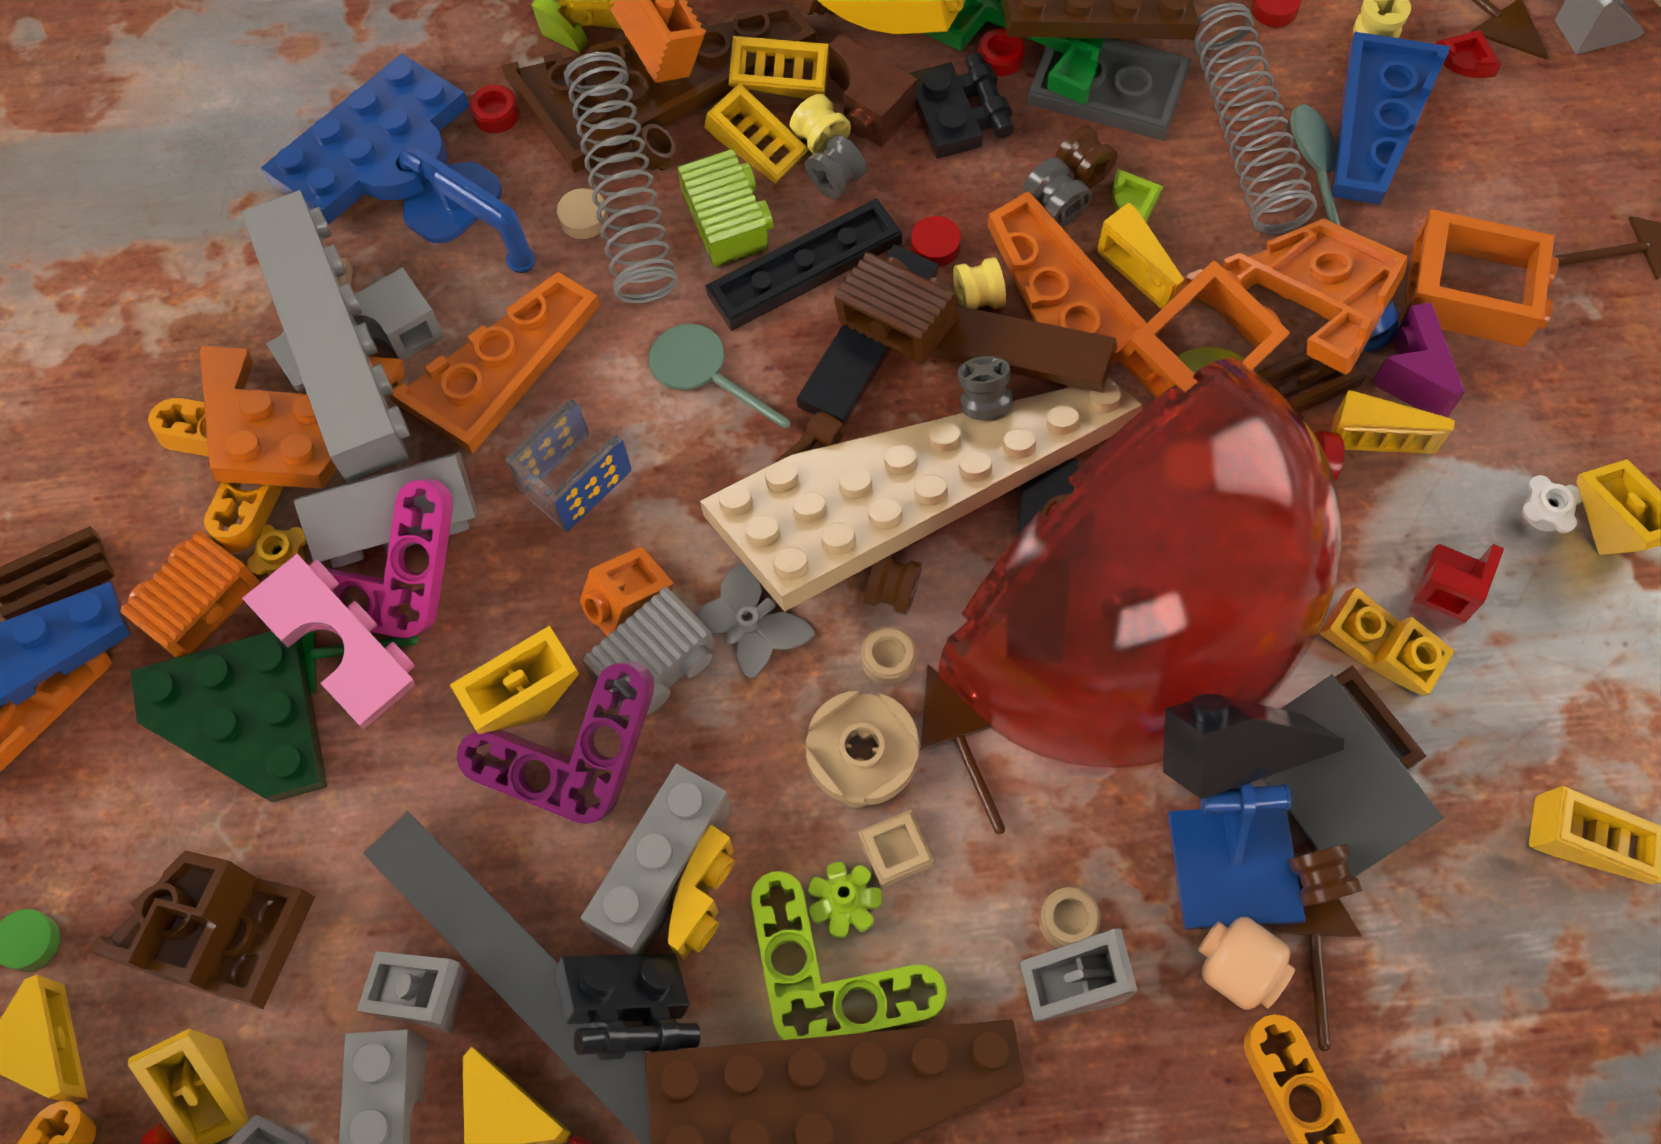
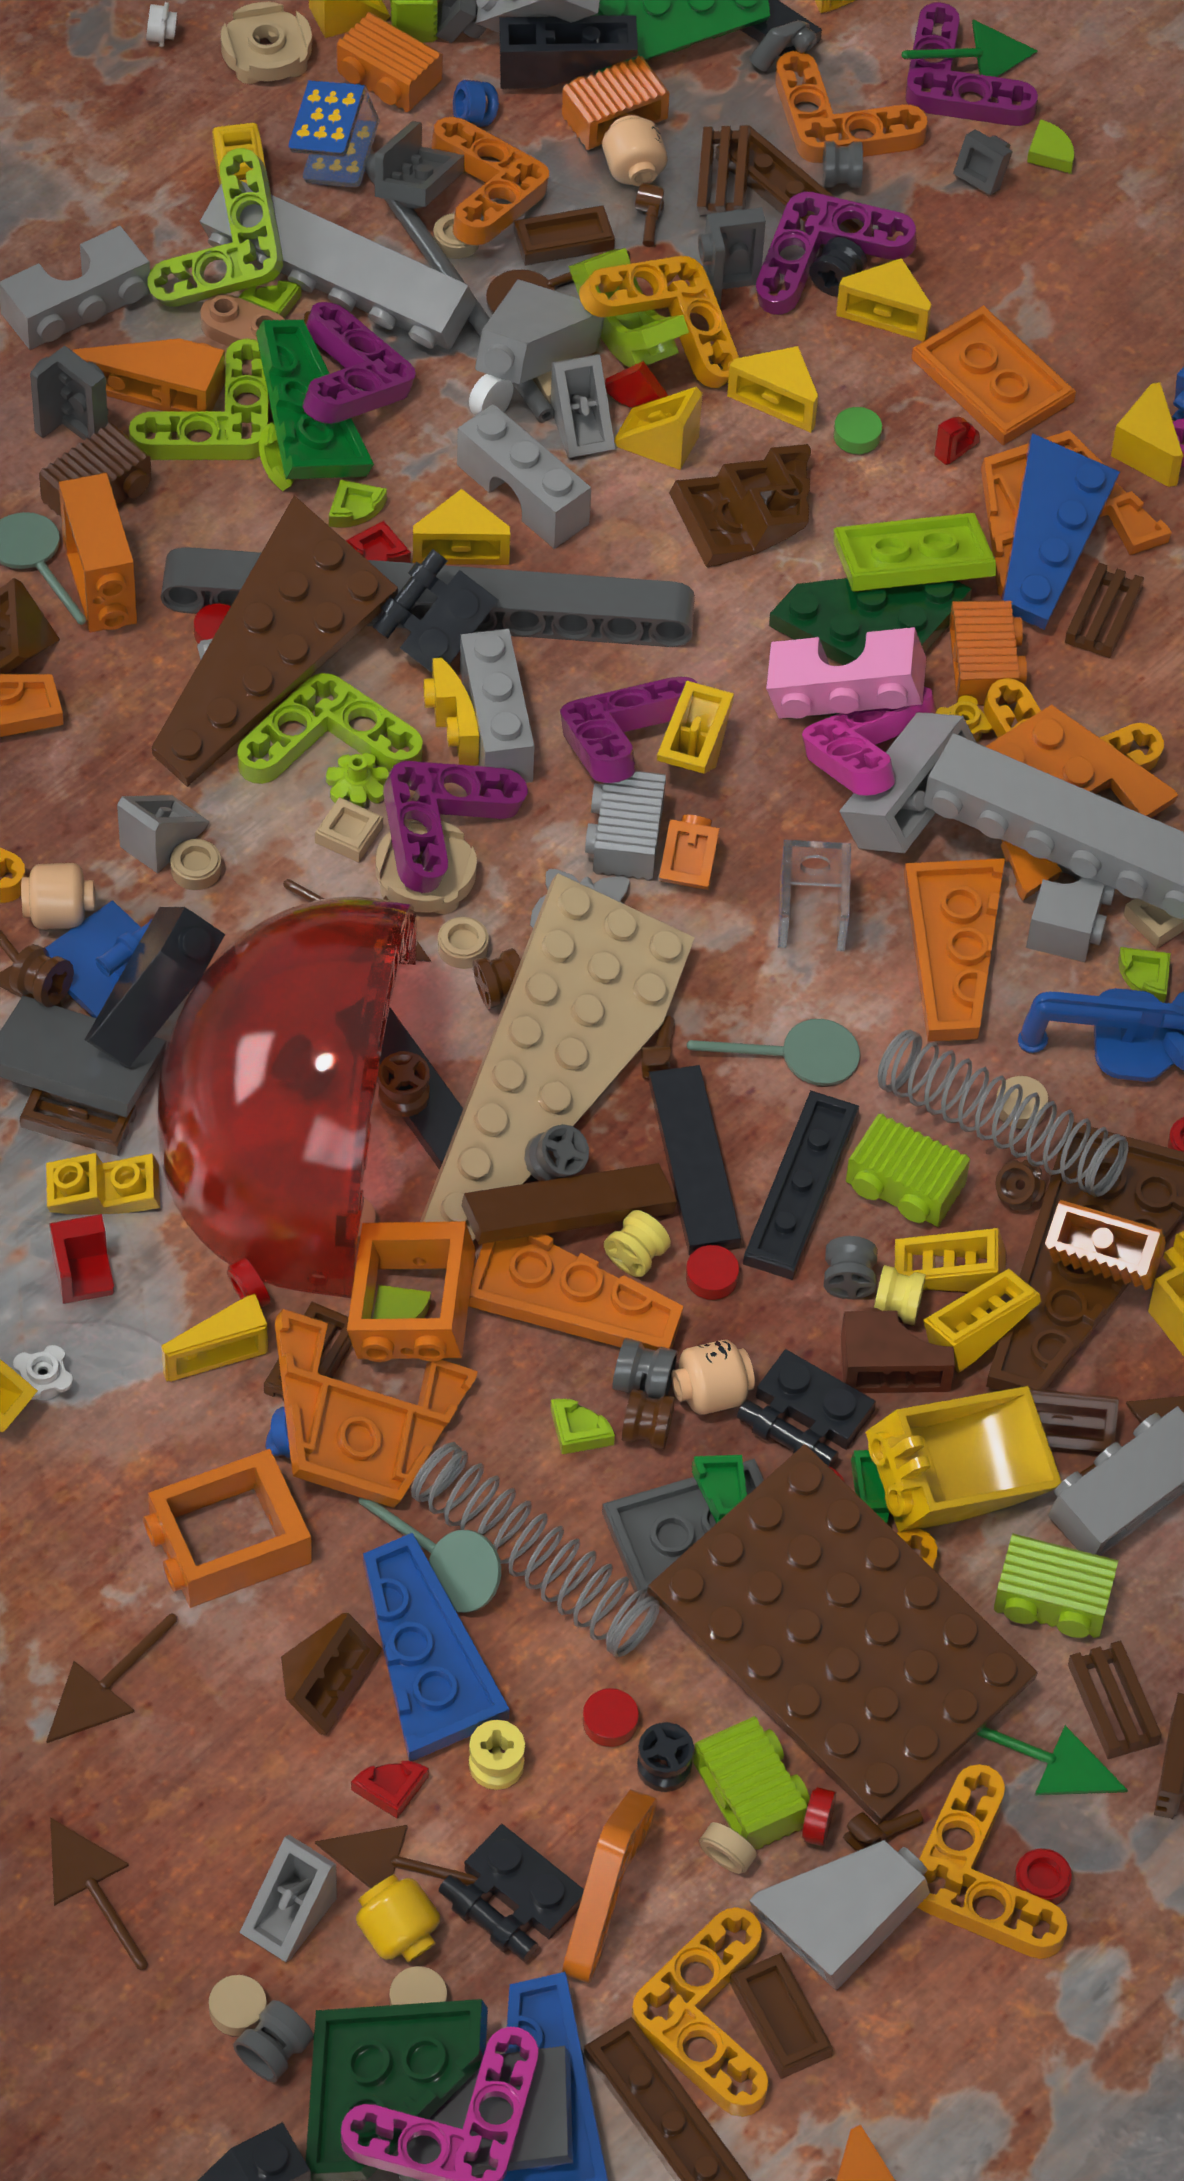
camera: 135 degrees right, 10 degrees down
(134, 745) = (914, 551): none -> lime tile
(383, 247) = (1145, 970): none -> lime tile
(414, 989) = (574, 544): light grey slope -> none
(812, 796) = (502, 797): none -> magenta beam
(896, 306) = (679, 1156): reddish brown brick -> none
(1012, 148) = (713, 1377): none -> light nougat head
(1137, 254) = (526, 1356): yellow slope -> none
(1424, 368) = (218, 1411): magenta slope -> none
(1472, 148) = (327, 1670): none -> reddish brown slope

